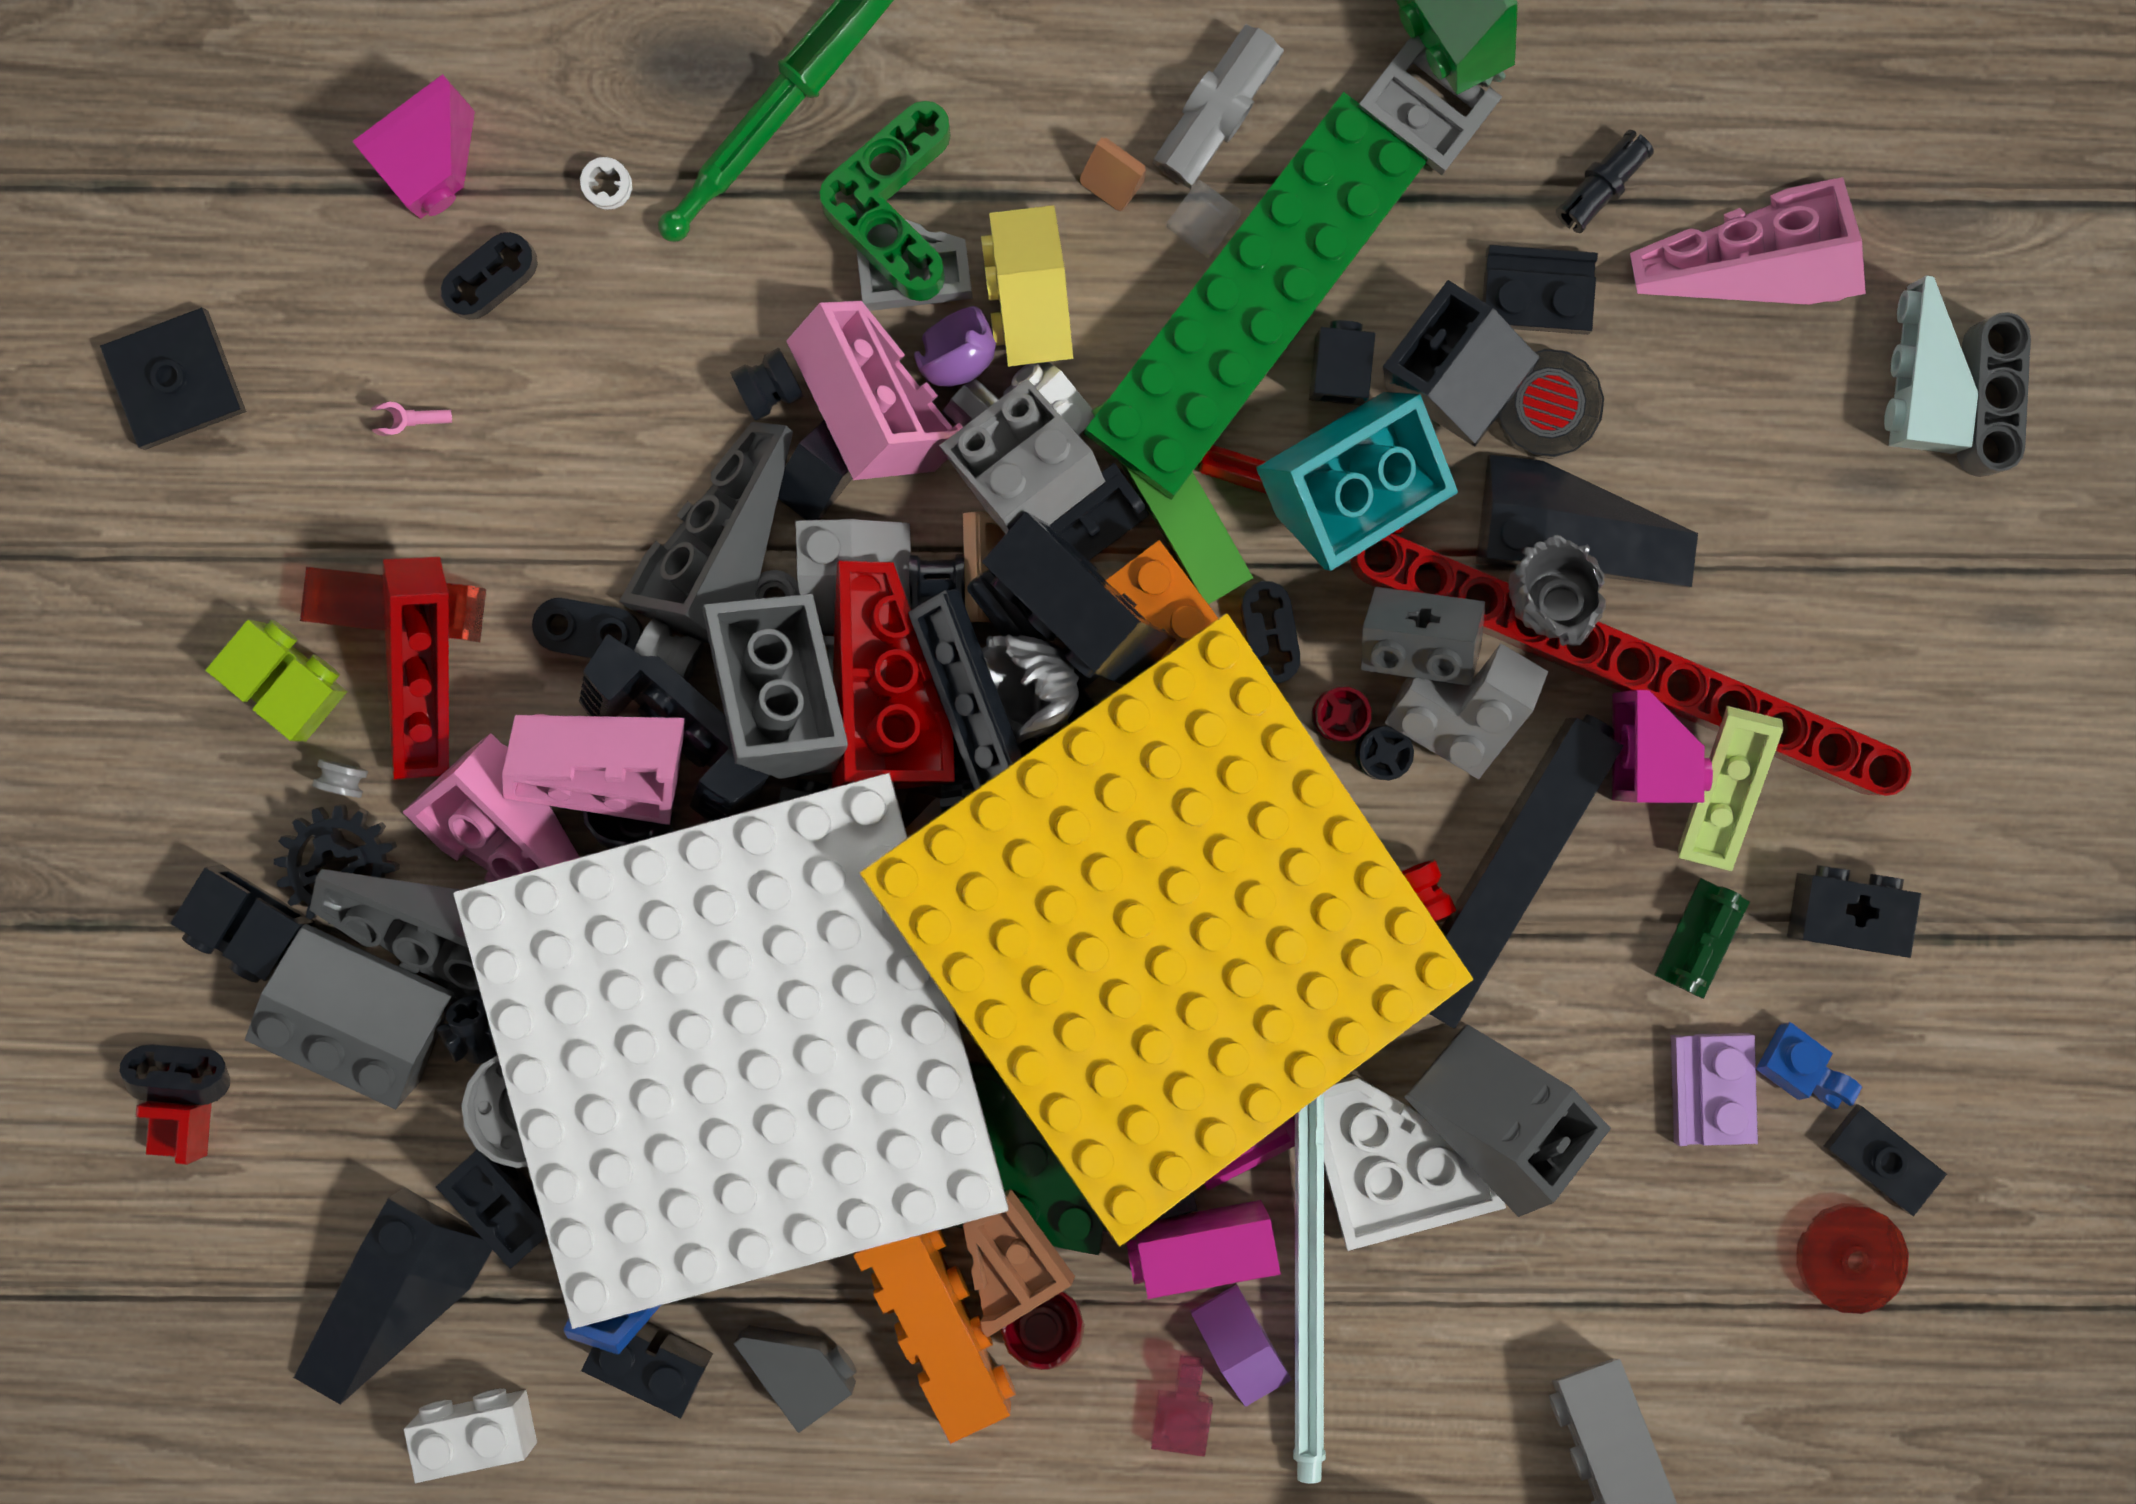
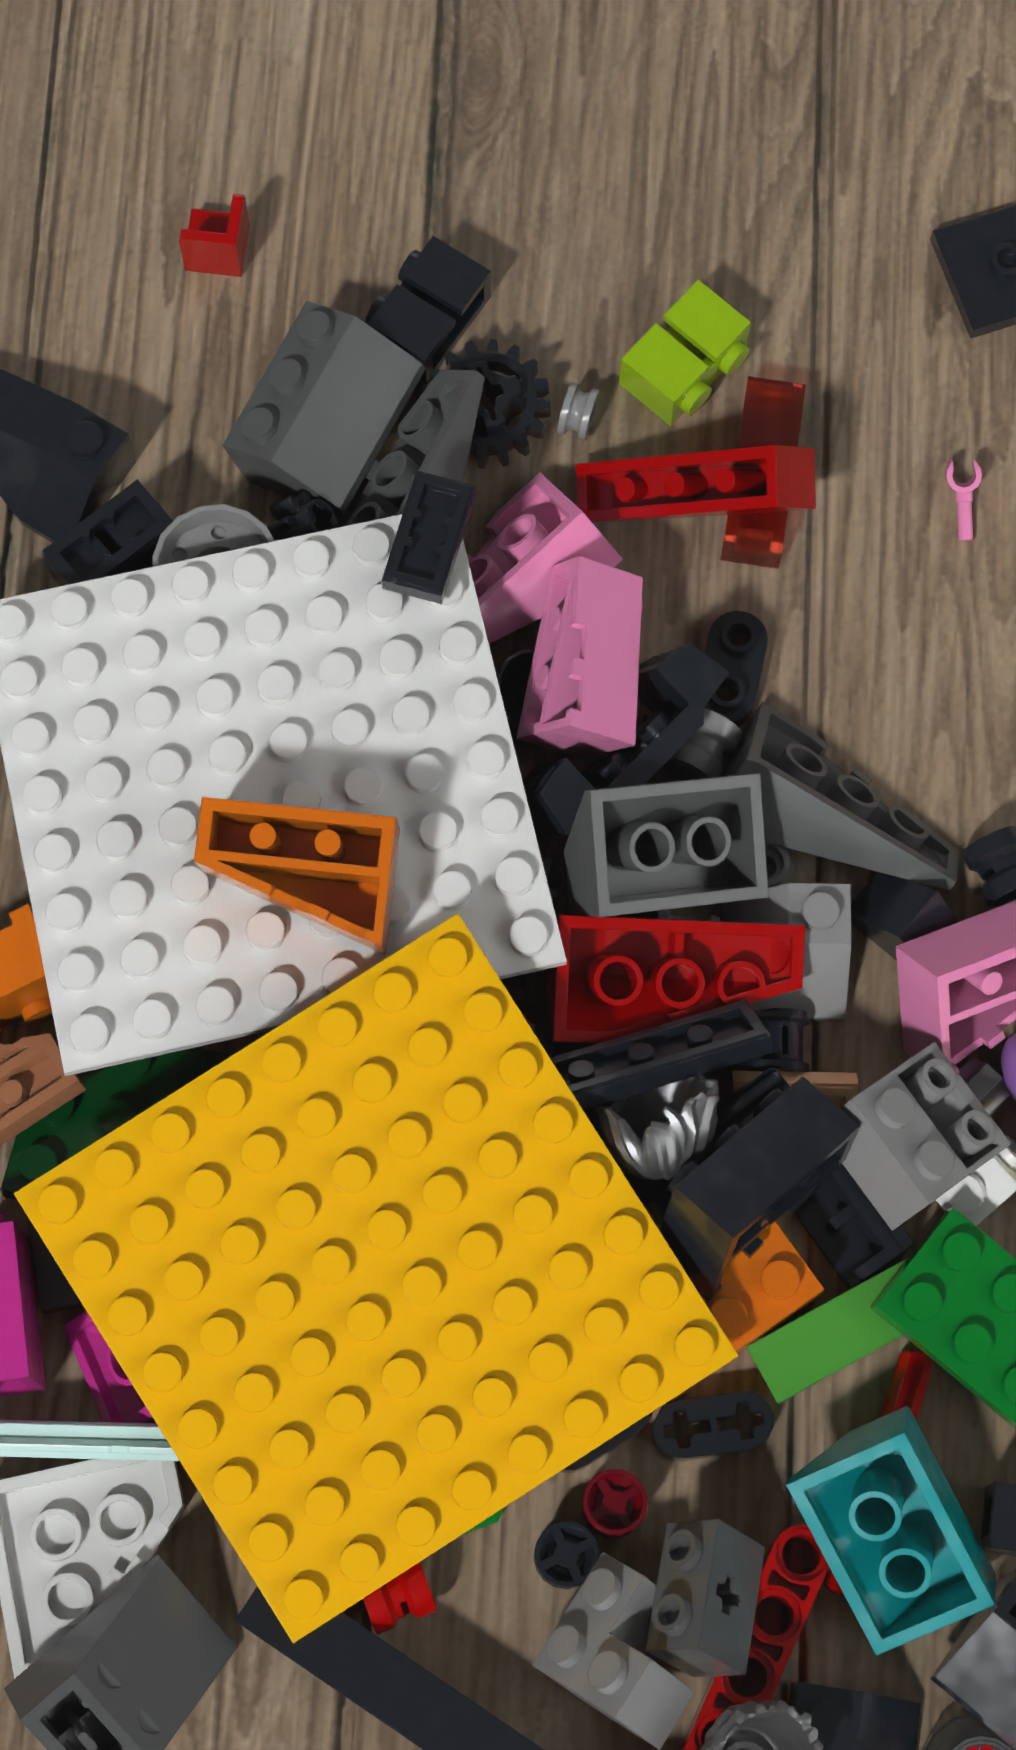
camera: 90 degrees right, 15 degrees down
(175, 1074) = (279, 241): black beam -> none
(494, 914) = (429, 537): none -> black plate
(818, 1005) = (306, 860): none -> orange wedge

